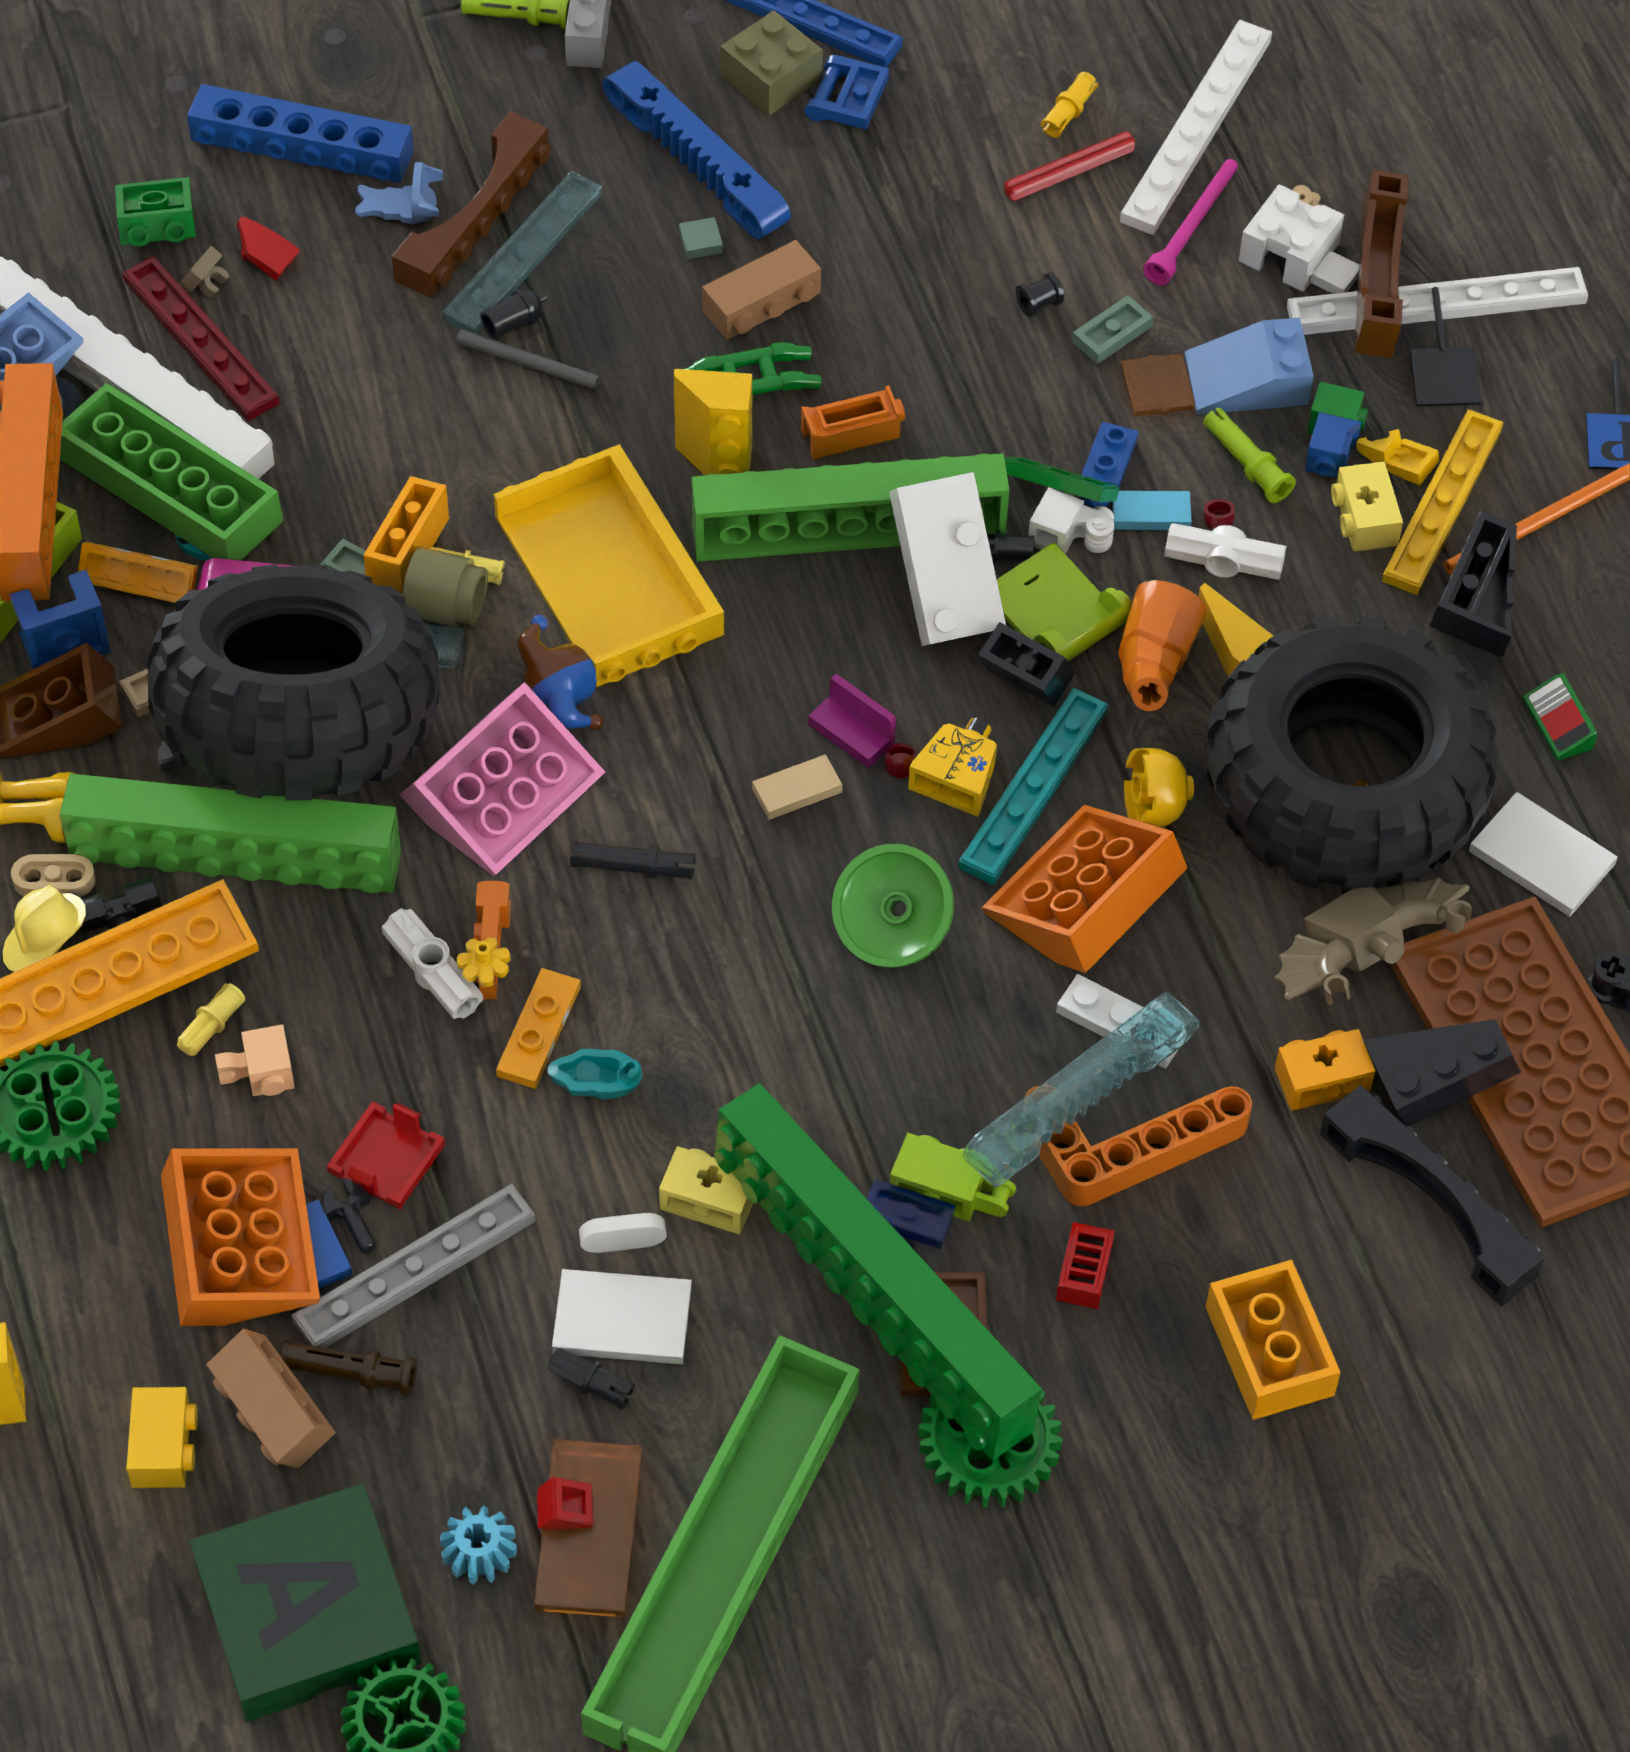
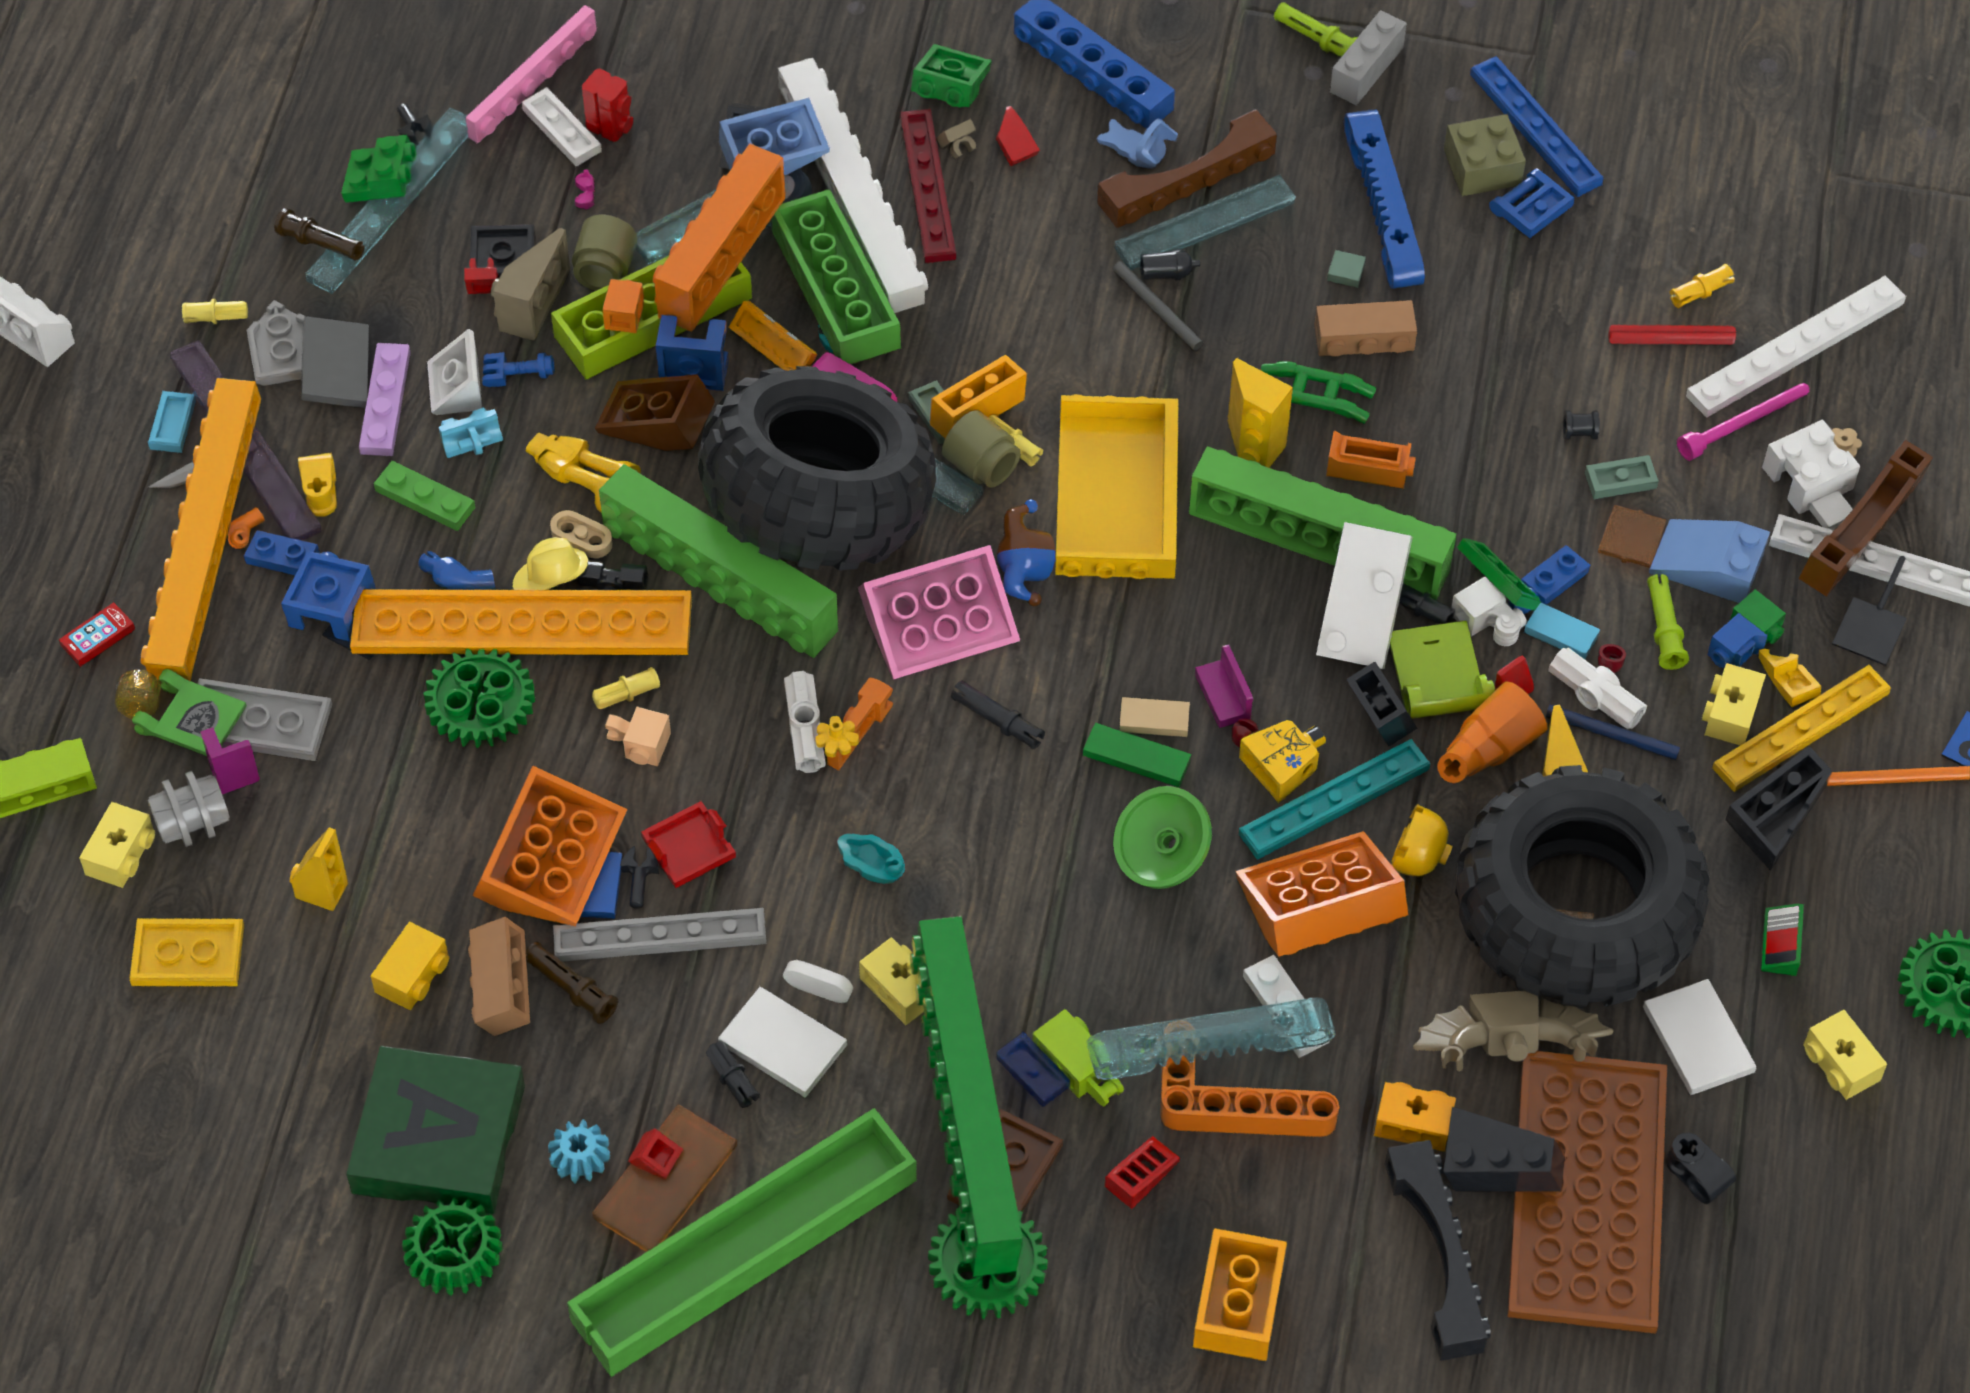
camera: 30 degrees right, 0 degrees up
(538, 1028) = (853, 805): light orange plate -> none
(804, 834) = (1137, 754): none -> green tile
(1136, 573) = (1517, 673): none -> red slope
(1278, 587) = (1618, 733): none -> dark blue bar

